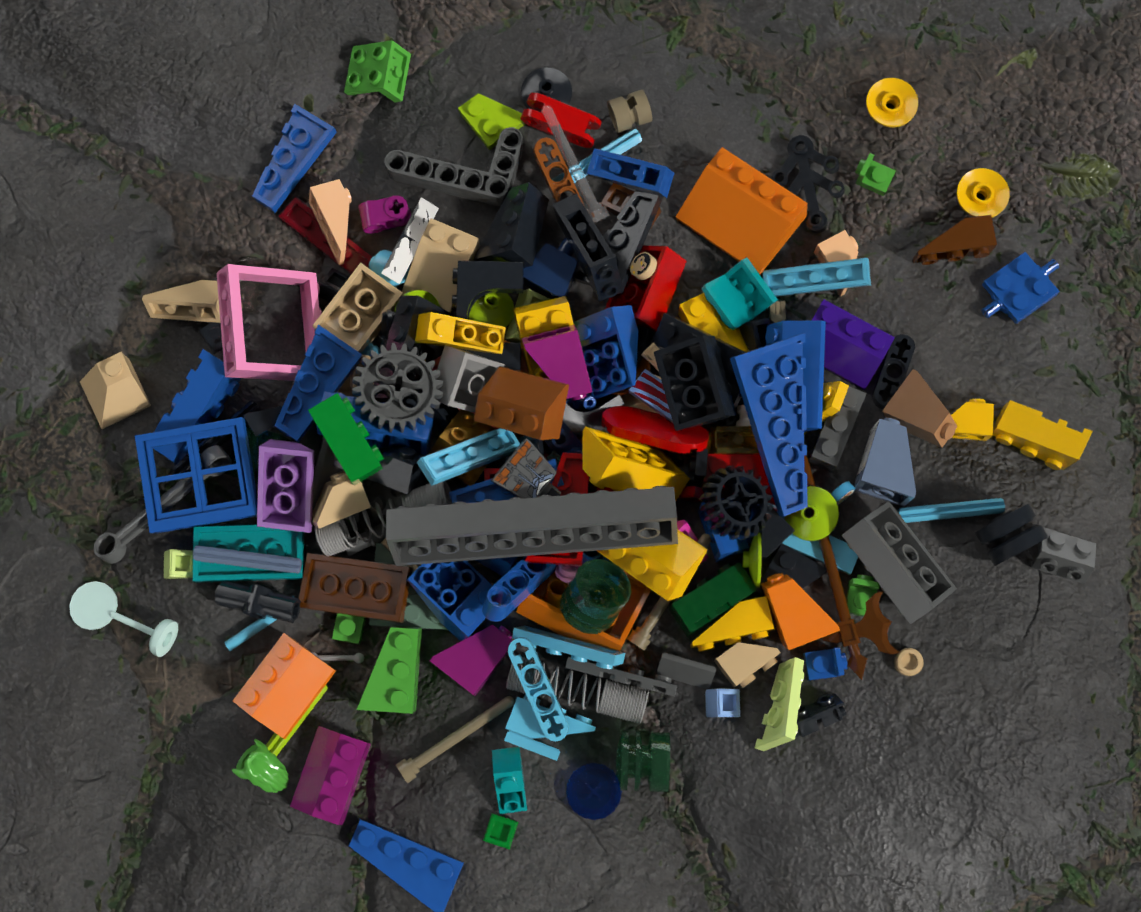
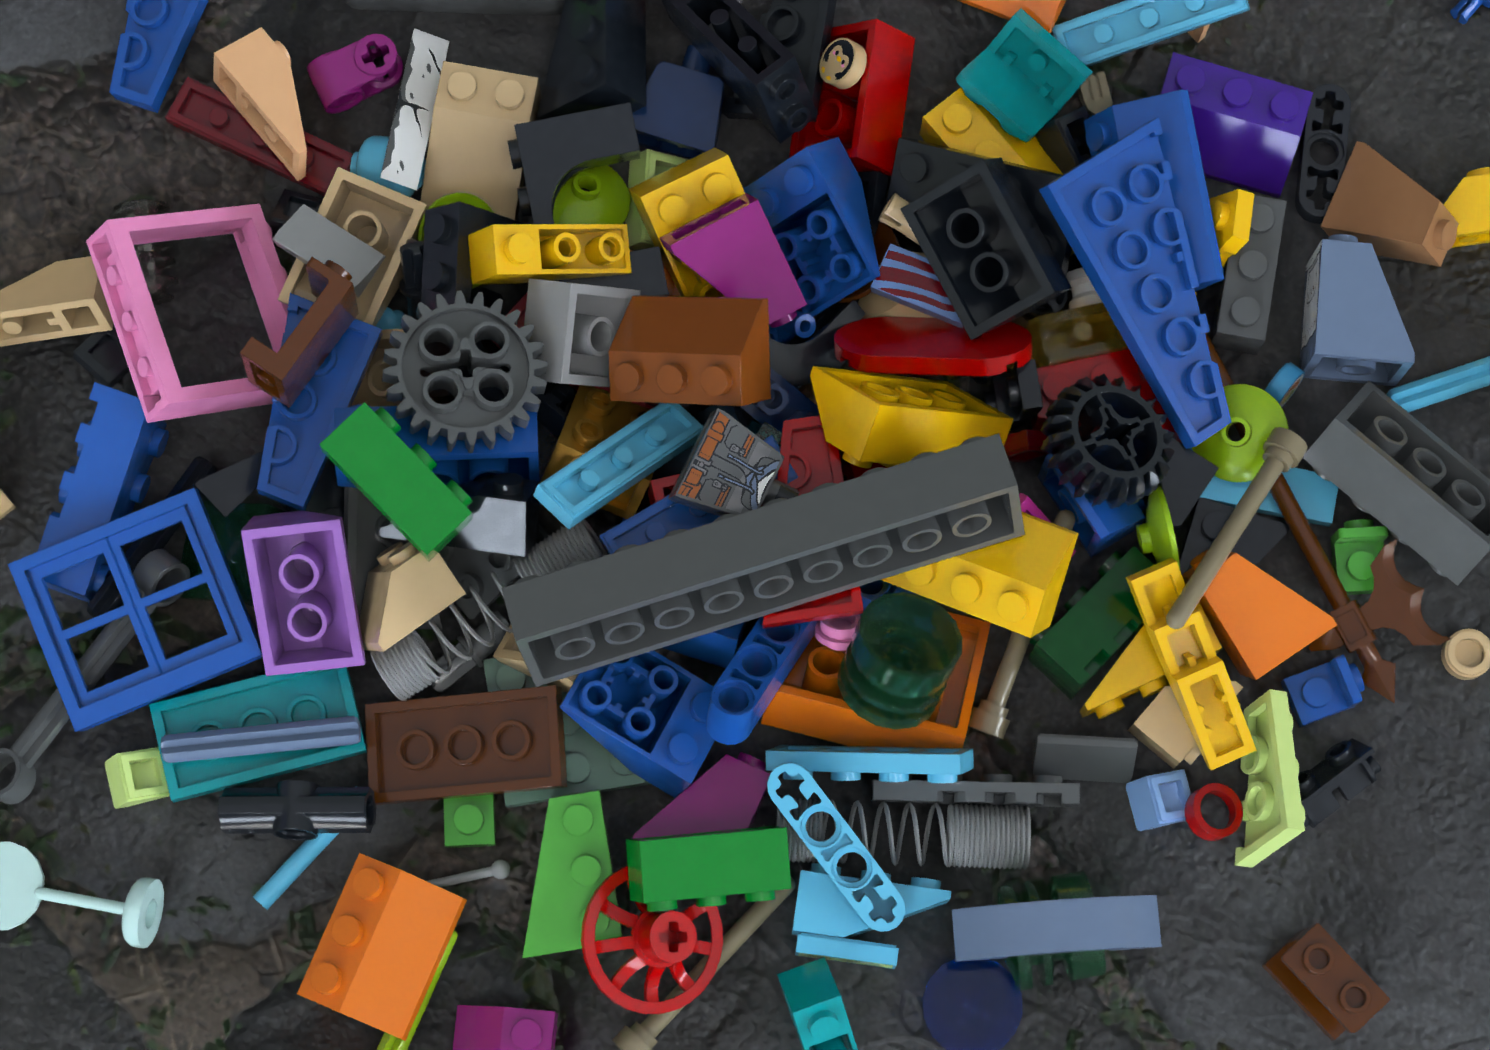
camera: 15 degrees left, 0 degrees up
(320, 352) = (293, 366): none -> reddish brown panel
(345, 305) = (312, 235): none -> light grey slope
(430, 716) = (658, 941): none -> red wheel
(466, 684) = (708, 867): none -> green brick
(646, 761) = (1056, 927): none -> sand blue slope
(737, 716) = (1198, 824): none -> red piece
(754, 634) = (1192, 667): none -> yellow slope
(787, 825) = (1326, 982): none -> reddish brown panel
(831, 529) = (1281, 452): none -> dark tan piece

